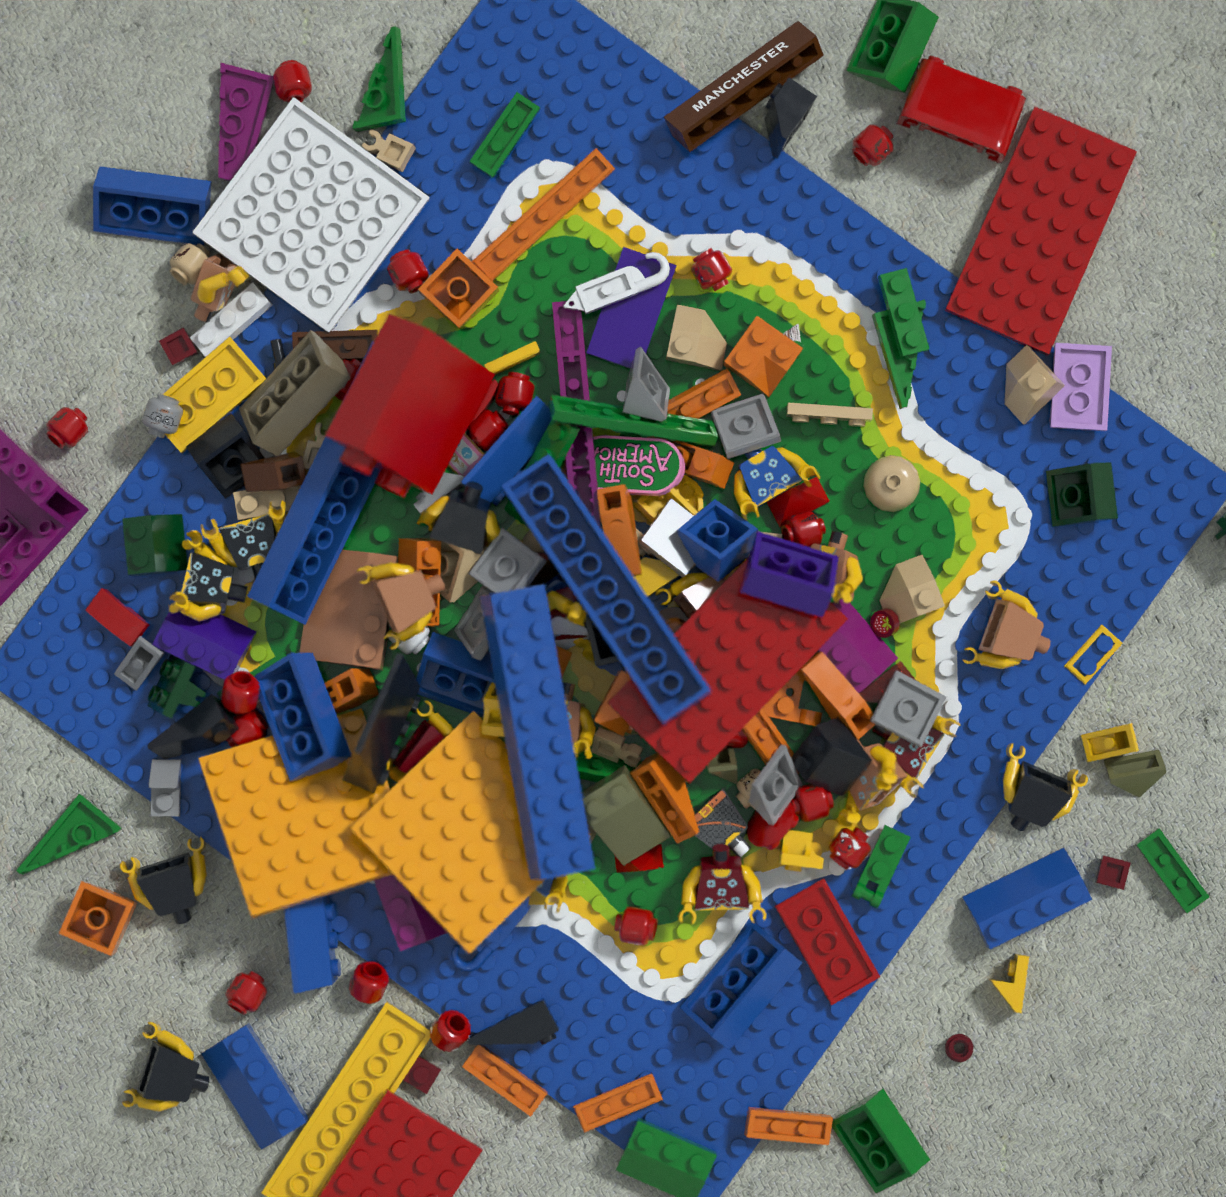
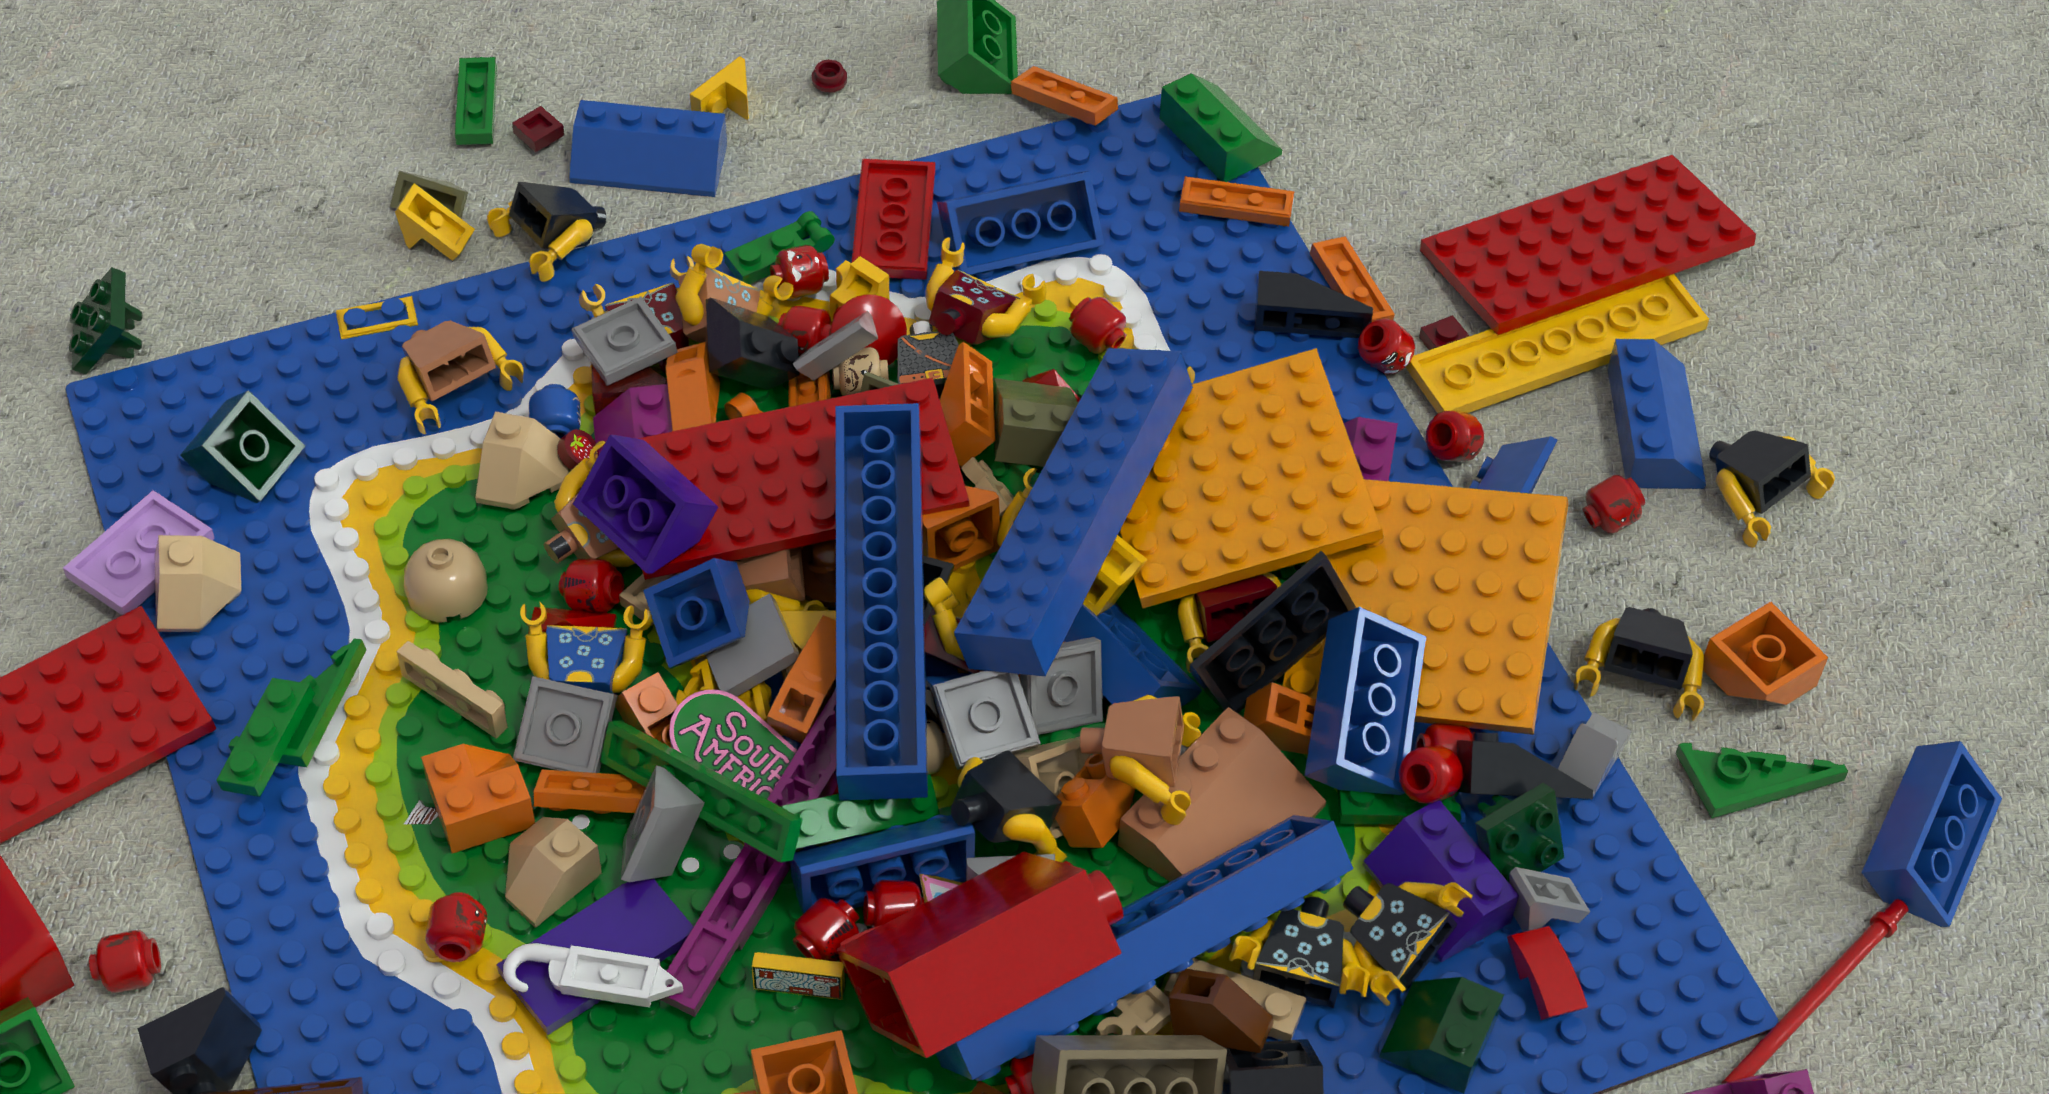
camera: 150 degrees left, 35 degrees down
(918, 639) = (556, 409): none -> blue head

